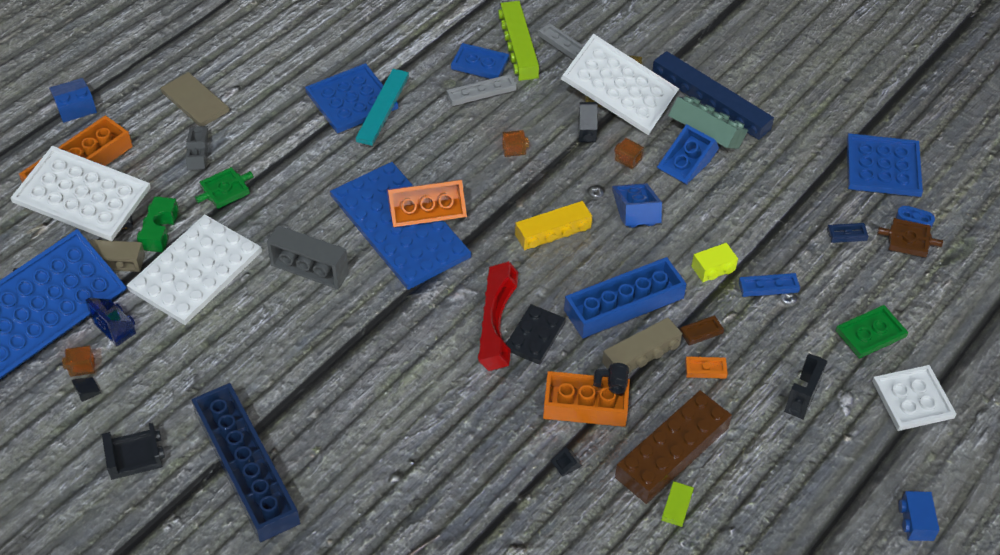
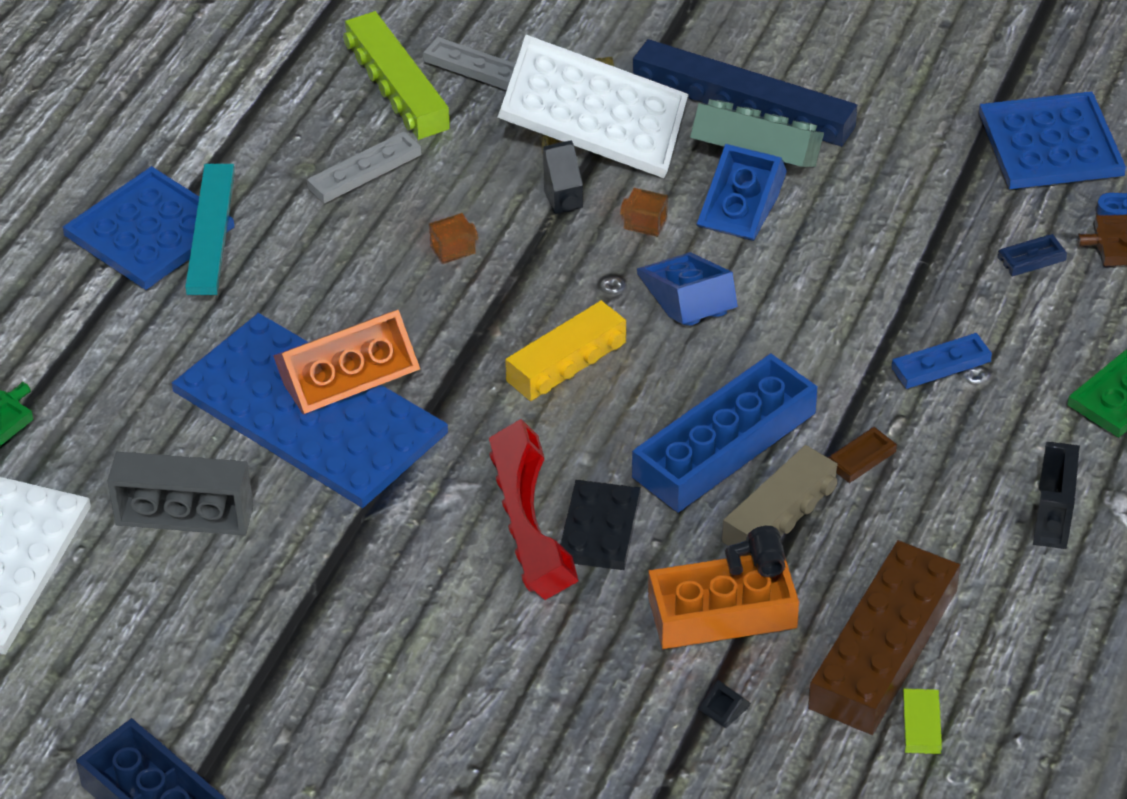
camera: 15 degrees left, 5 degrees down
(480, 61) = (344, 122): blue plate -> none
(706, 367) = (890, 507): orange plate -> none
(714, 262) = (844, 346): neon yellow brick -> none

